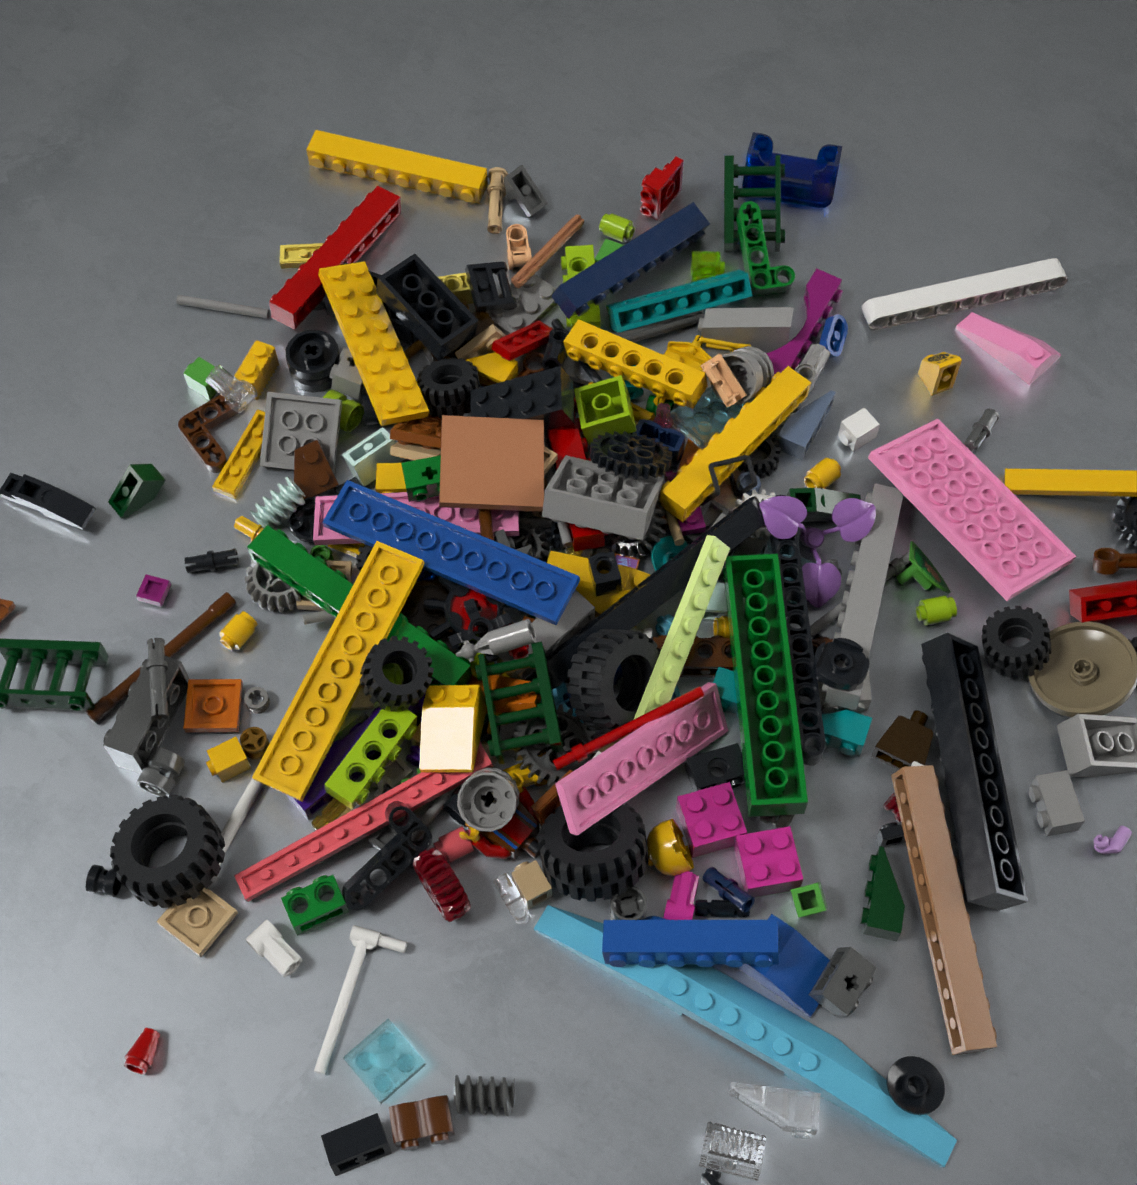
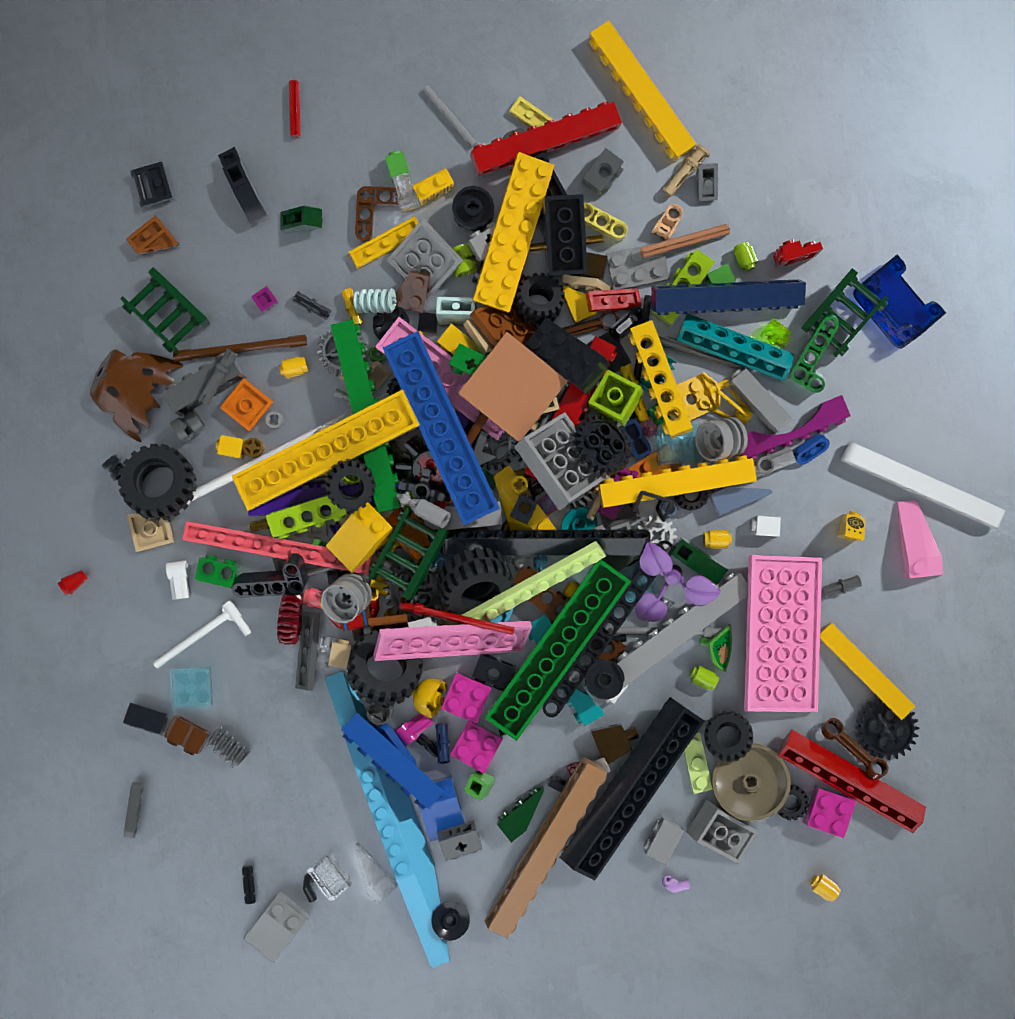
camera: 40 degrees right, 25 degrees up
(52, 401) = (294, 108): none -> red axle
(68, 778) = (132, 385): none -> reddish brown piece
(419, 241) = (609, 162): none -> dark grey brick
(484, 289) = (617, 242): black plate -> none
(492, 911) = (307, 651): none -> dark grey plate
(576, 564) = (515, 480): none -> yellow bush
(723, 380) = (702, 433): light nougat hinge -> none
(1015, 703) = (697, 765): none -> yellowish green plate

